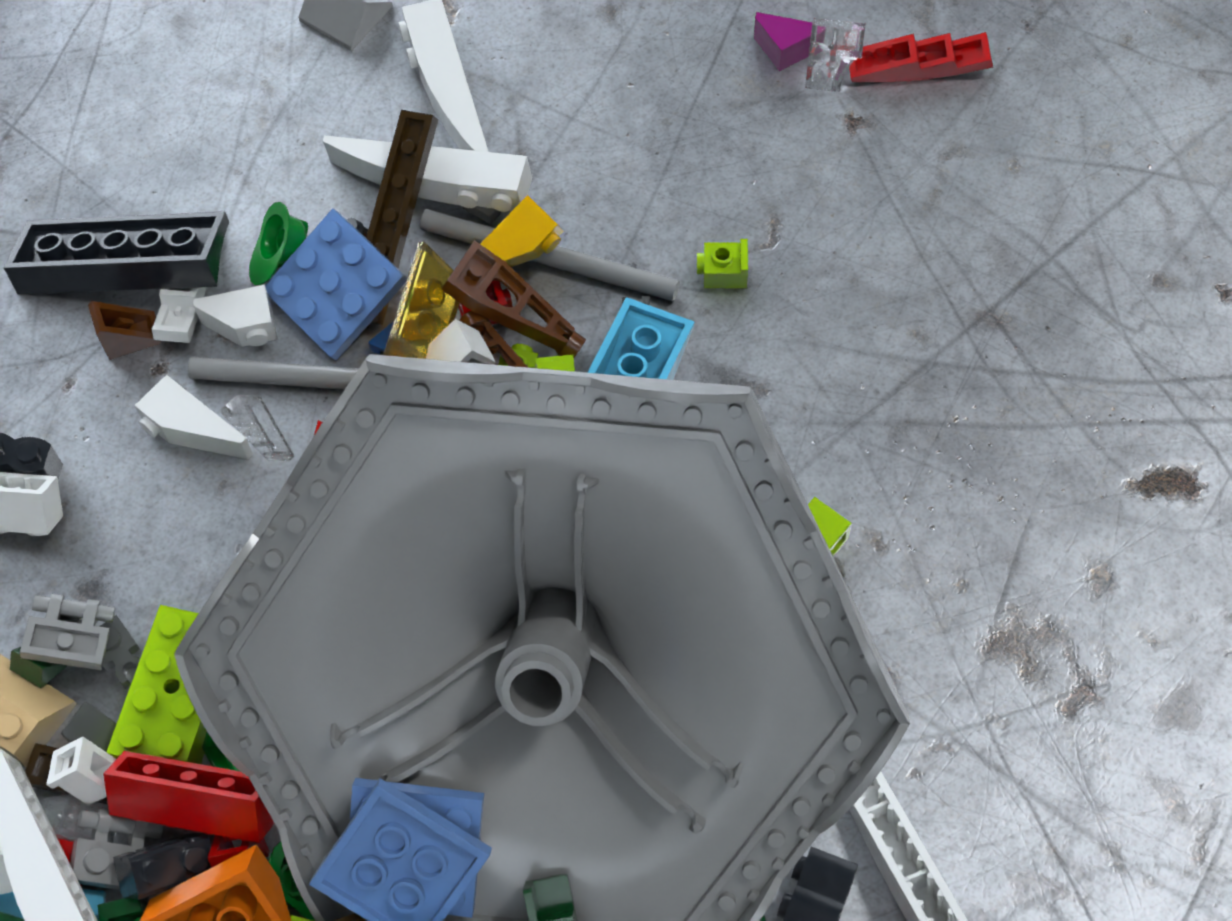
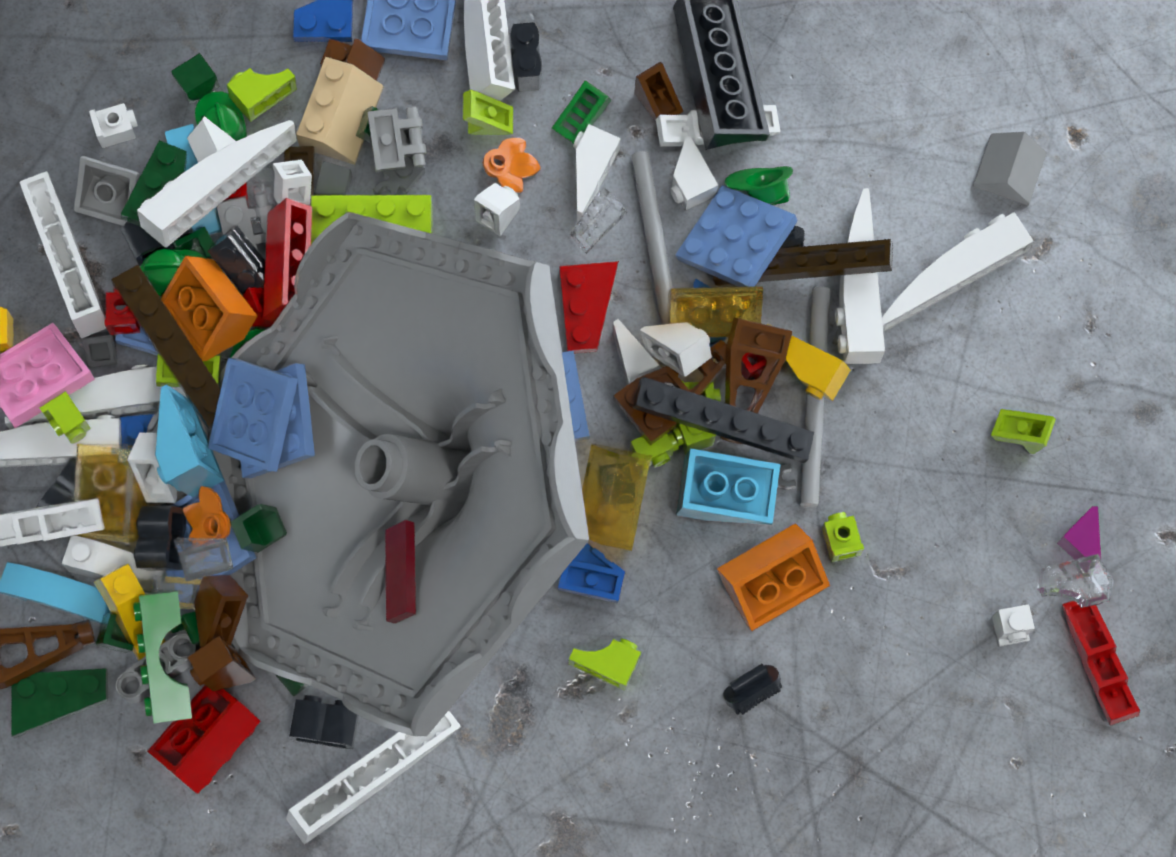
camera: 70 degrees right, 10 degrees up
(74, 526) = (486, 114): none -> lime slope
(97, 395) = (578, 99): none -> green slope
(149, 514) = (515, 164): none -> orange plate
(204, 537) = (496, 207): none -> white slope
(574, 316) = (723, 420): none -> black plate
(651, 56) = (1023, 429): none -> lime slope
(683, 699) = (400, 571): none -> dark red tile
(751, 340) = (774, 576): none -> orange slope
(865, 124) = (1013, 625): none -> white brick
(876, 399) = (752, 688): none -> black piece

